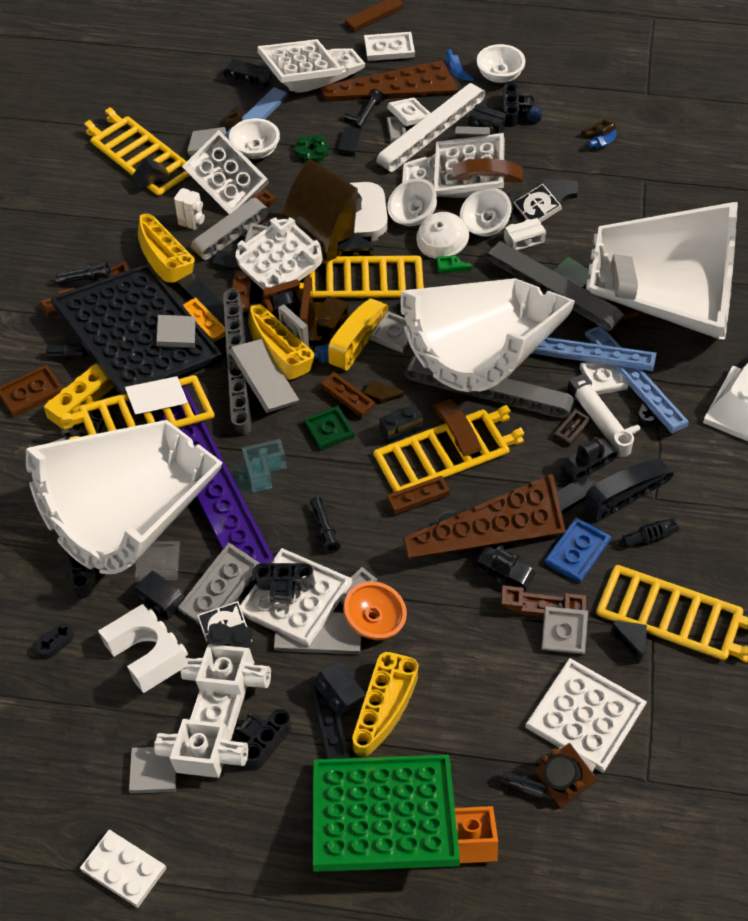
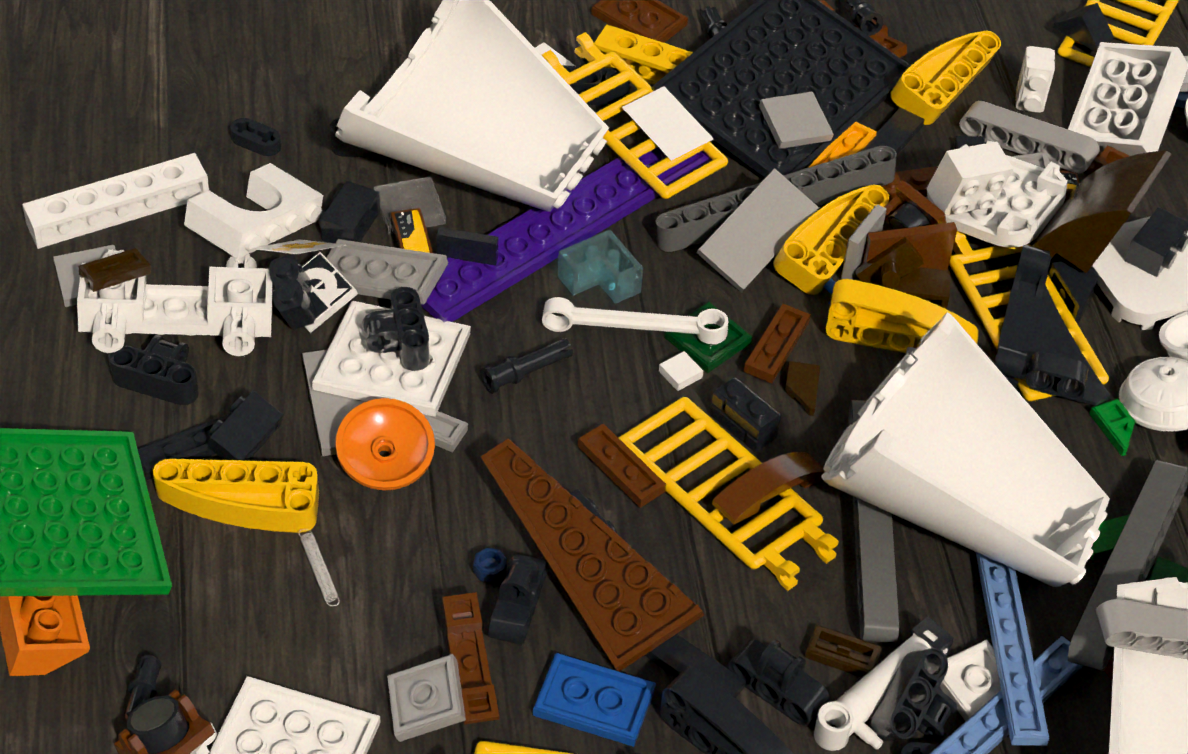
camera: 70 degrees right, 5 degrees down
(96, 792) = (115, 200): none -> white brick
(186, 562) = (411, 230): none -> slope
(189, 626) = (297, 246): none -> white sticker
(191, 750) = (114, 269): none -> dark brown tile
(223, 529) = (467, 246): none -> black tile
(282, 256) = (970, 178): none -> white brick
(291, 494) = (634, 320): none -> white piece
(352, 448) = (680, 371): none -> white tile
(386, 276) = (1036, 340): none -> black panel
(455, 672) = (314, 556): none -> white piece
(474, 578) = (489, 565): none -> dark blue tile
(618, 401) = (928, 705): none -> black piece

